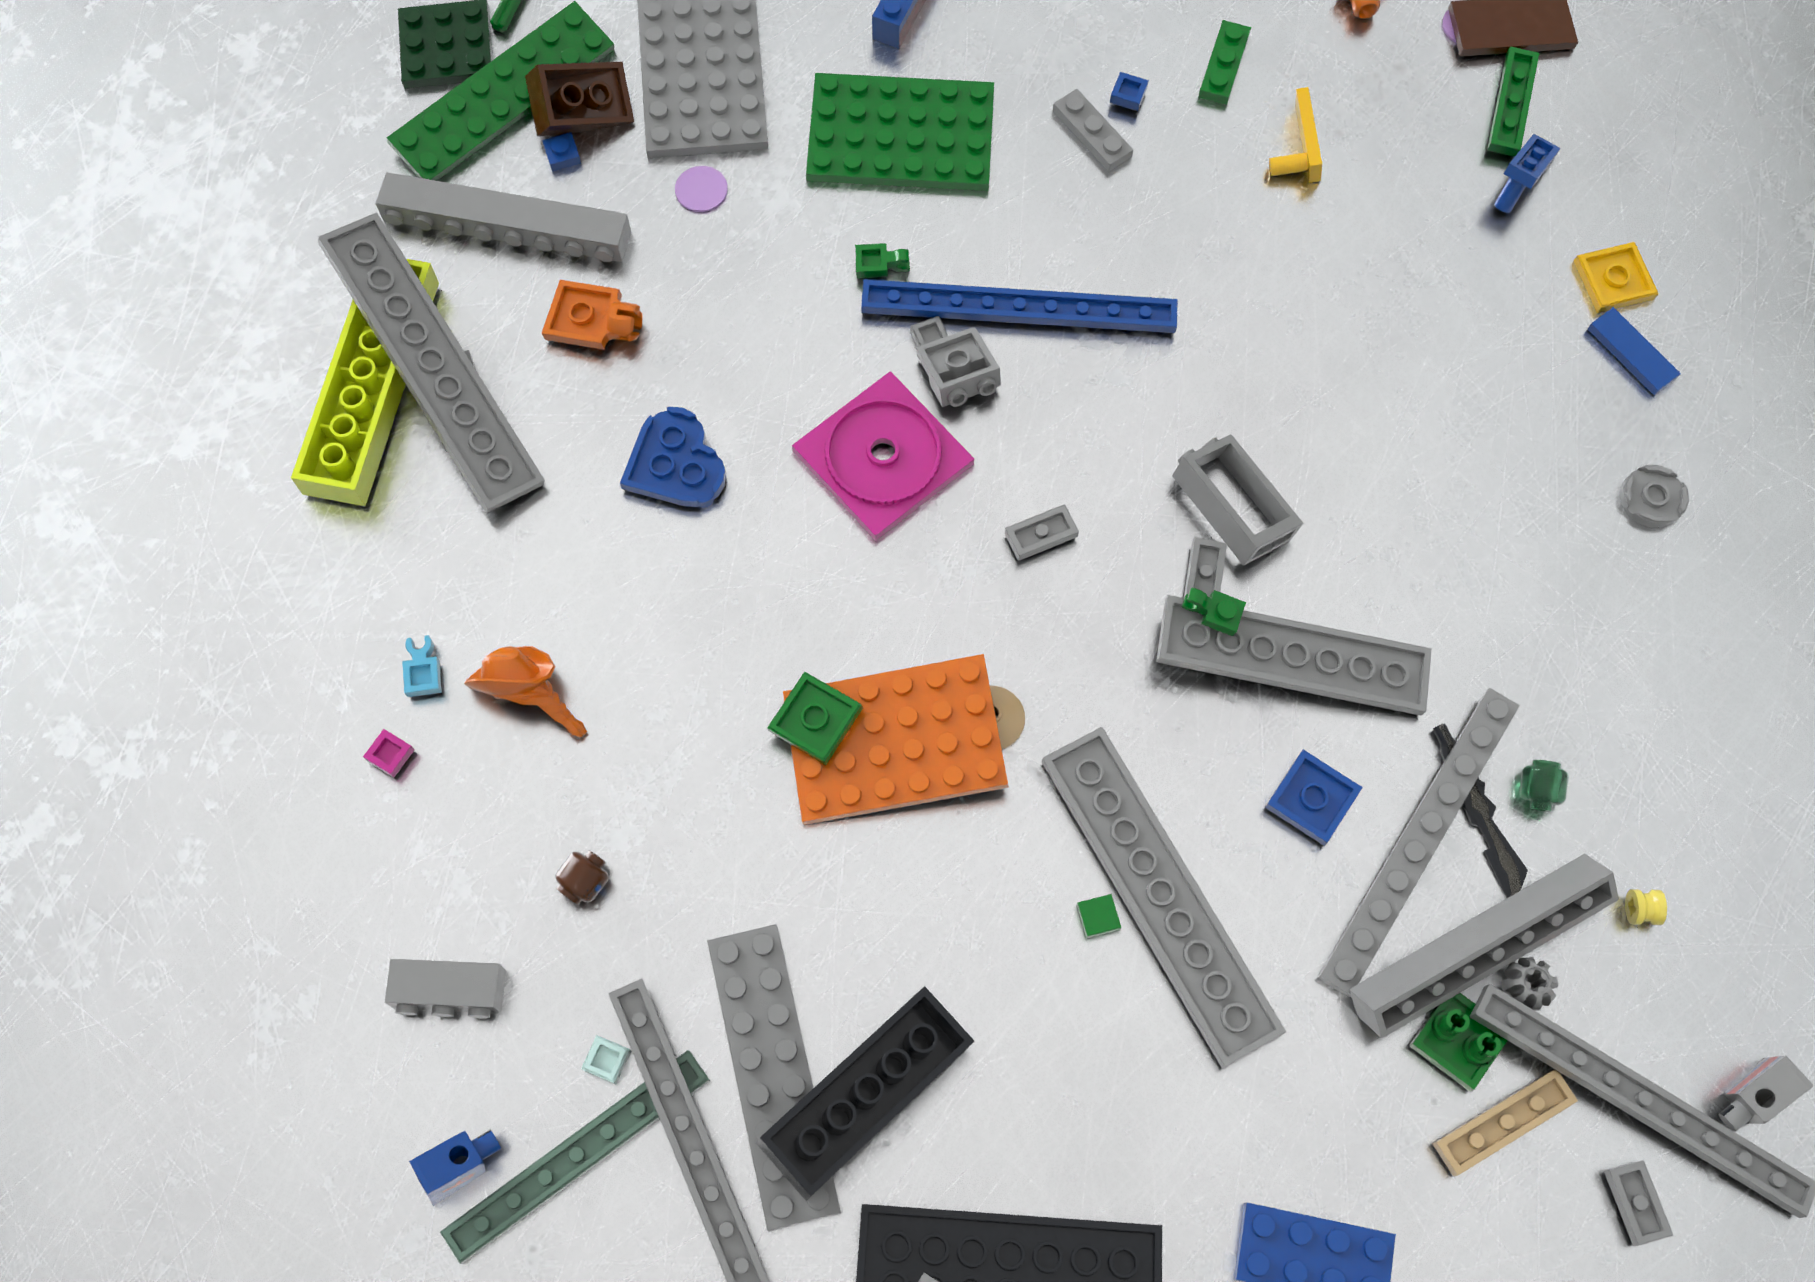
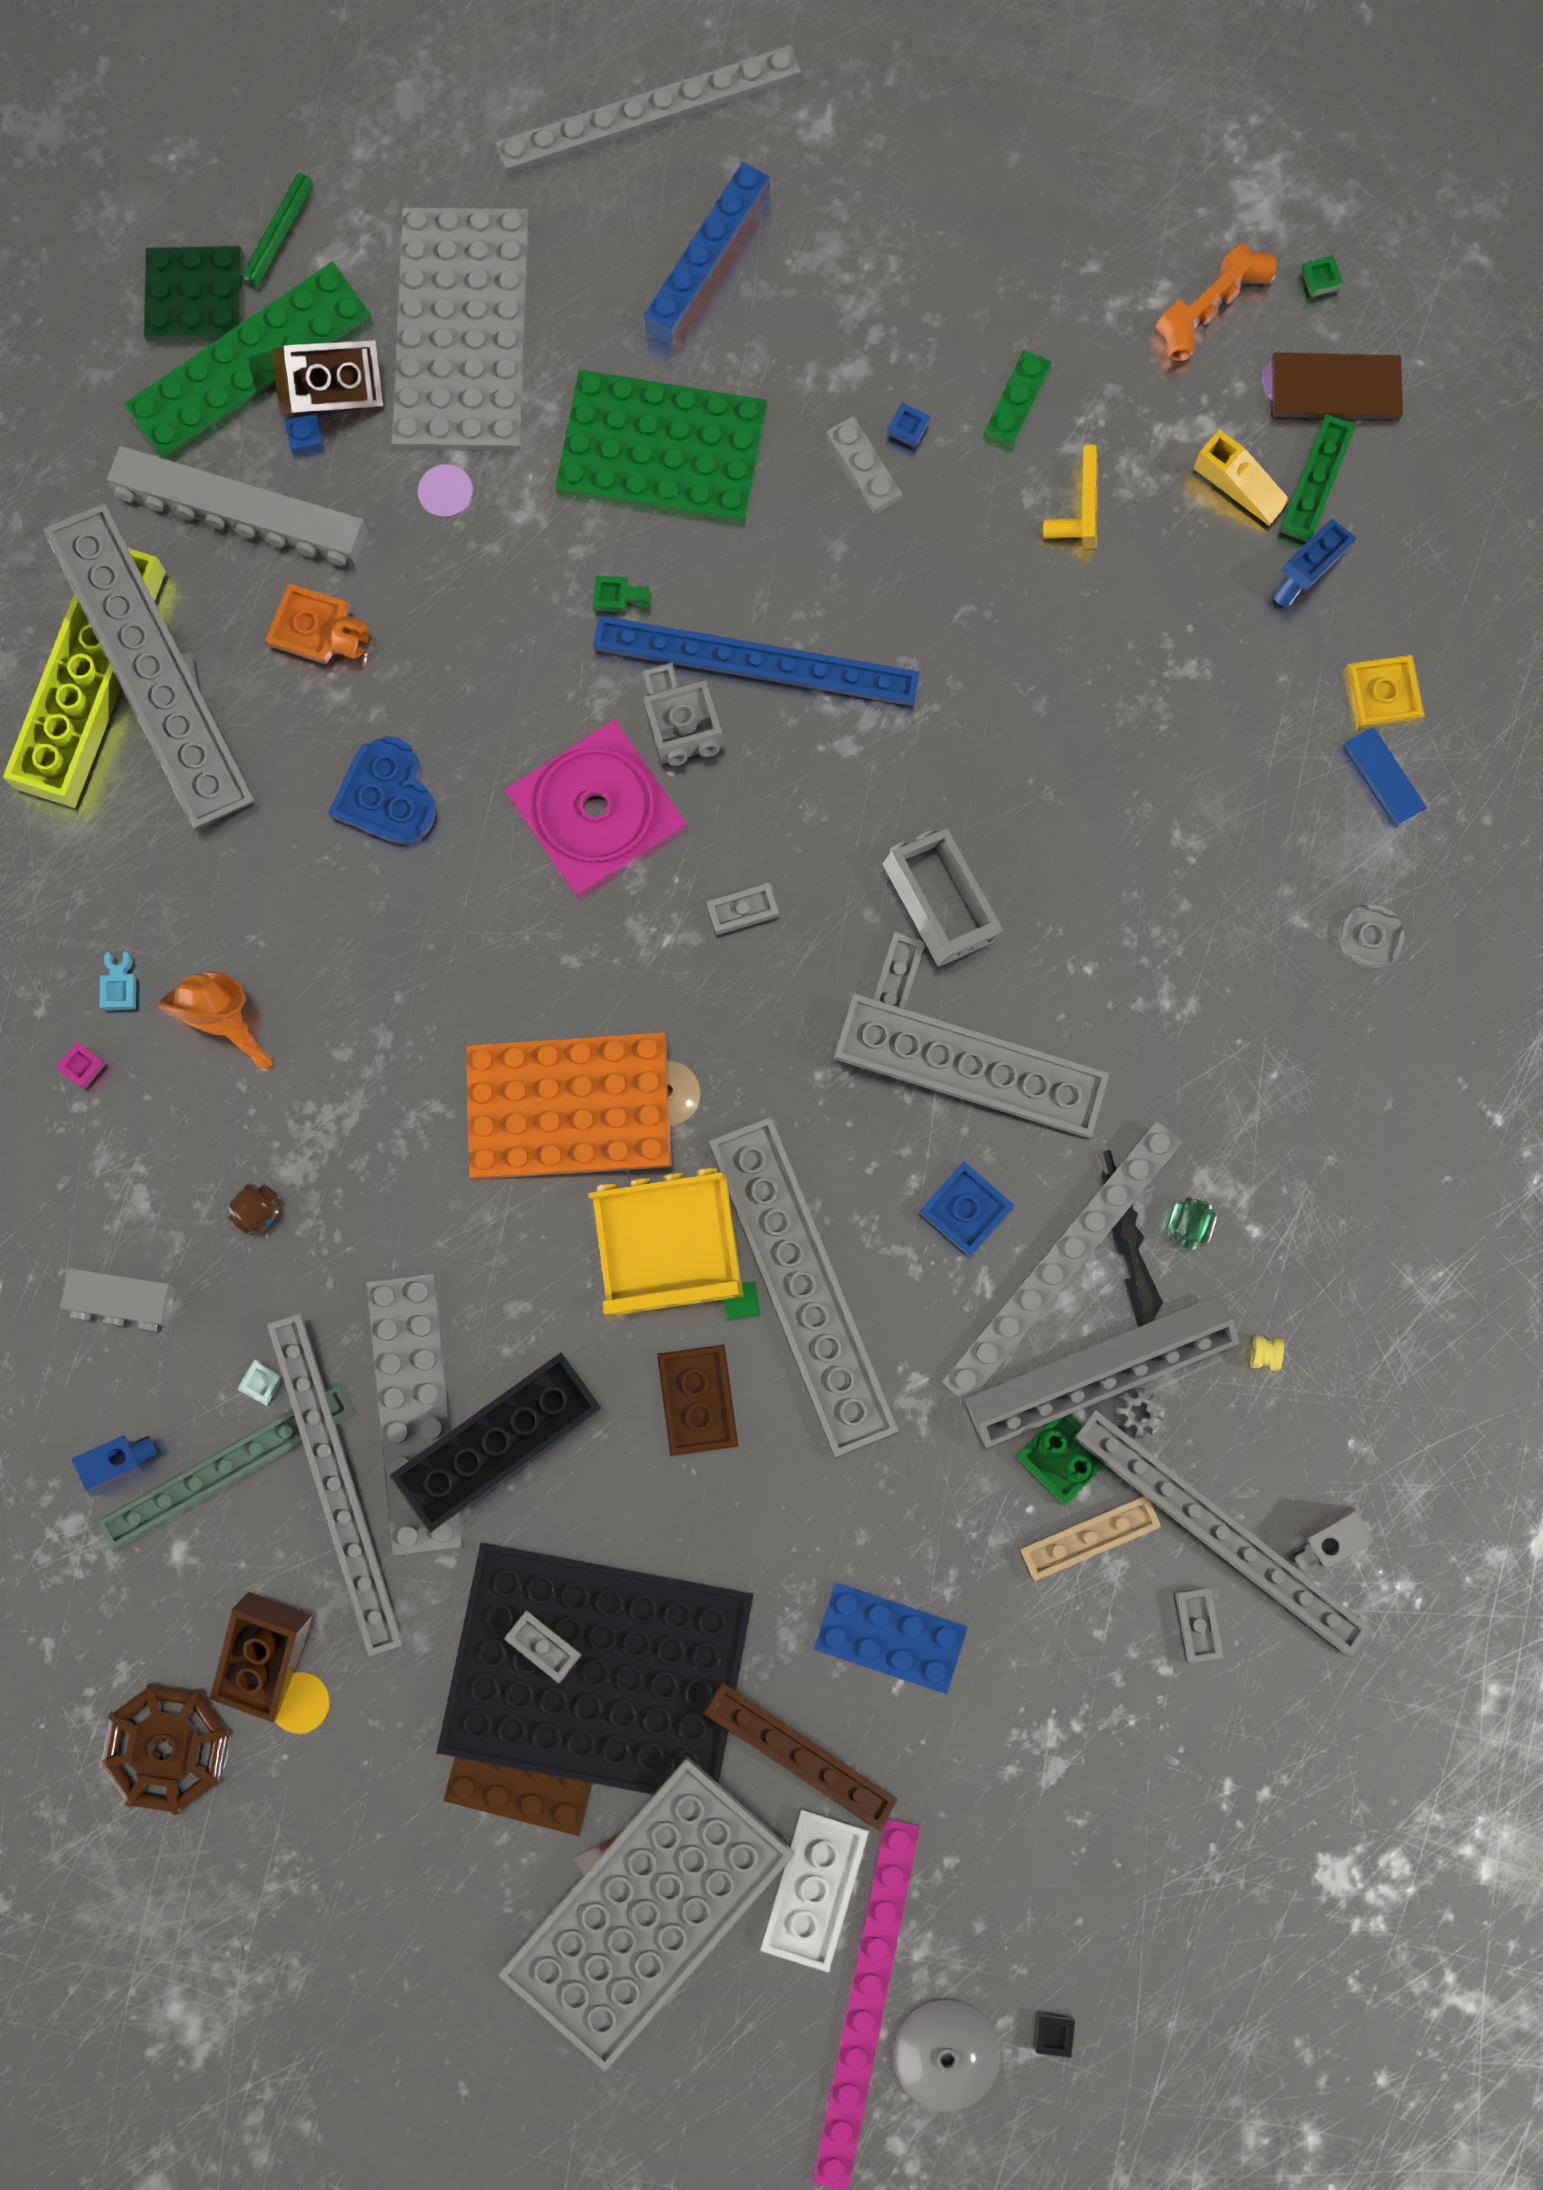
camera: 10 degrees right, 10 degrees up
(815, 718) = (492, 1078): green tile -> none
(1015, 864) = (666, 1242): none -> yellow panel
(1069, 1025) = (697, 1400): none -> reddish brown tile
(1219, 610) = (902, 1015): green plate -> none
(1443, 103) = (1241, 477): none -> yellow slope

